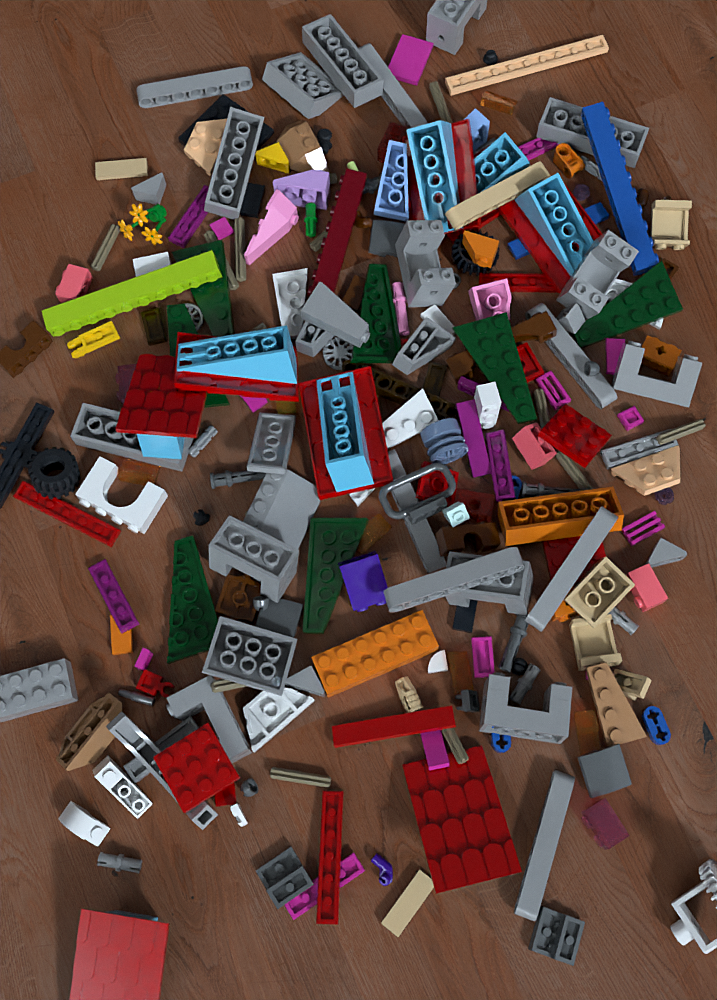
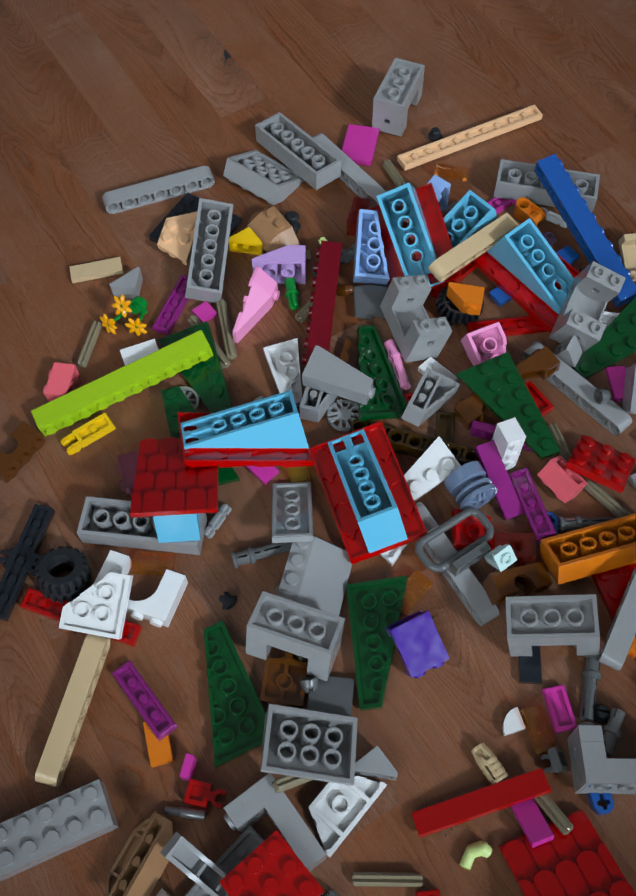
camera: 10 degrees left, 10 degrees down
(50, 595) = (72, 711): none -> tan beam
(83, 508) = (100, 608): none -> white plate
(153, 326) = (149, 413): dark brown tile -> none
(252, 200) = (231, 283): black tile -> none
(375, 653) = (443, 722): orange brick -> none
(378, 765) = (475, 850): none -> yellowish green arm
(453, 579) = (518, 626): light grey beam -> none
(551, 400) = (563, 424): dark pink tile -> none

